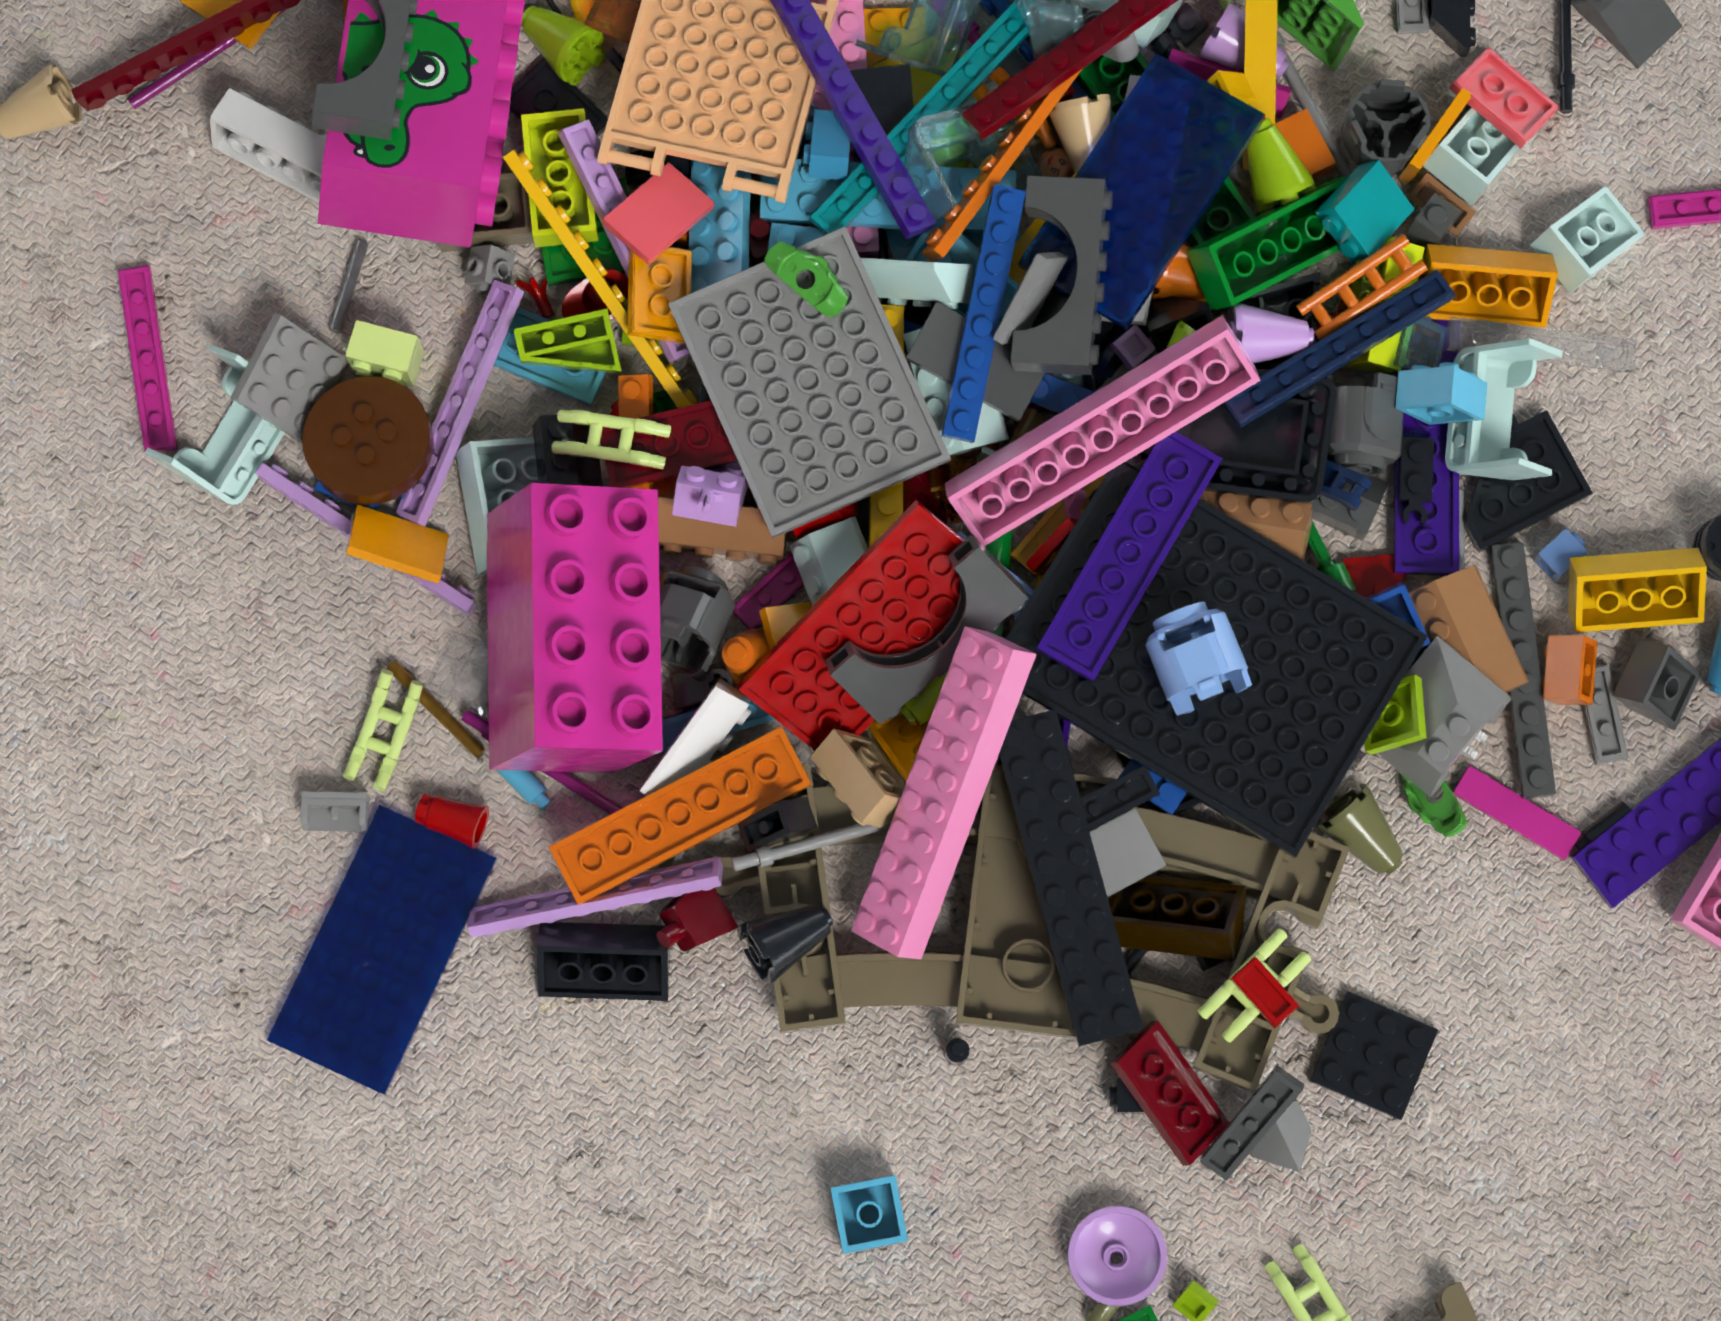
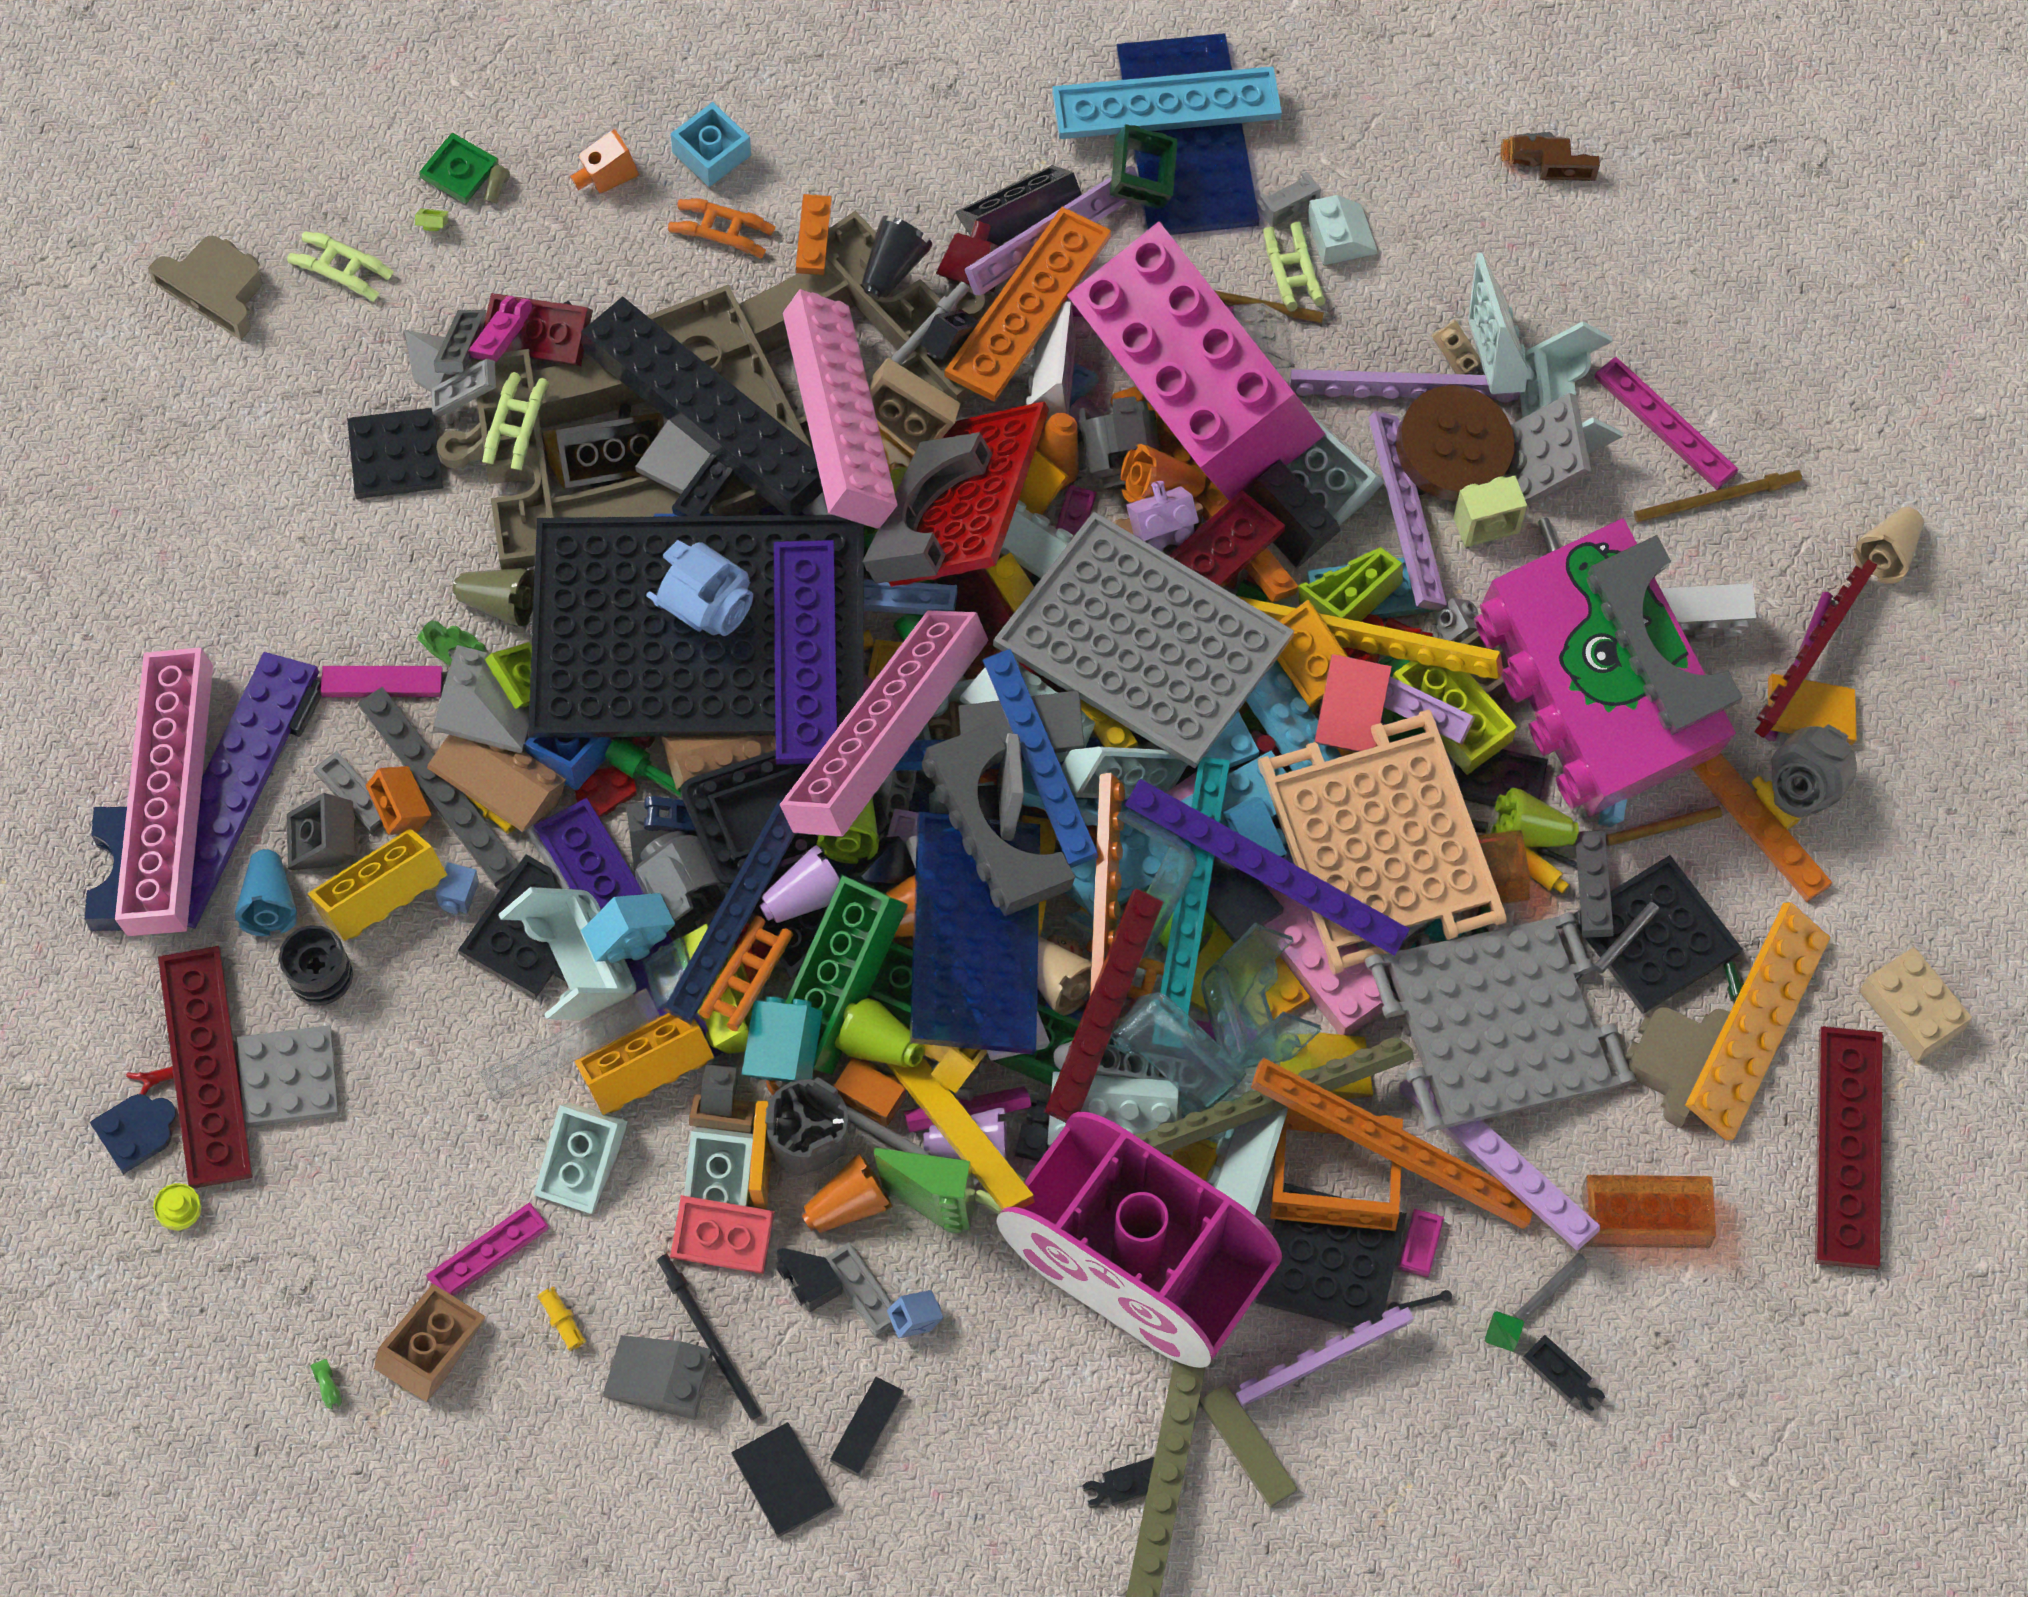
camera: 145 degrees right, 15 degrees down
(47, 705) = (1551, 155): none -> reddish brown plate
(98, 240) = (1770, 483): none -> pearl gold bar
(252, 519) = (1496, 334): none -> light aqua slope
(293, 540) = (1456, 348): none -> tan hips
(308, 743) = (1340, 229): none -> light aqua slope
(386, 981) = (1167, 102): none -> medium azure plate
(397, 544) = (1377, 383): light orange tile -> none
(443, 897) = (1140, 189): none -> dark green window
(453, 818) = (1200, 235): red plant -> none
(623, 452) = (1258, 531): yellowish green piece -> none
(691, 548) = (1150, 465): none -> orange cone
(825, 294) = (1175, 698): bright green piece -> none
(840, 1024) = (813, 234): none -> orange plate
(931, 1123) = (732, 236): none -> orange piece
(957, 1052) = (714, 274): black cylinder -> none
(977, 1254) = (605, 164): none -> orange torso
(1044, 556) = (872, 648): red tile -> none
(1121, 1232) = (505, 197): lavender dish -> none
(1211, 1099) = (501, 329): none -> dark pink hinge
(1264, 992) = (503, 410): red tile -> none
(1268, 1051) = (463, 387): none -> light grey tile
(1378, 58) = (847, 1198): none -> orange cone
(1415, 476) = (610, 870): black plate -> none
(1682, 107) = (561, 1318): none -> yellow pin

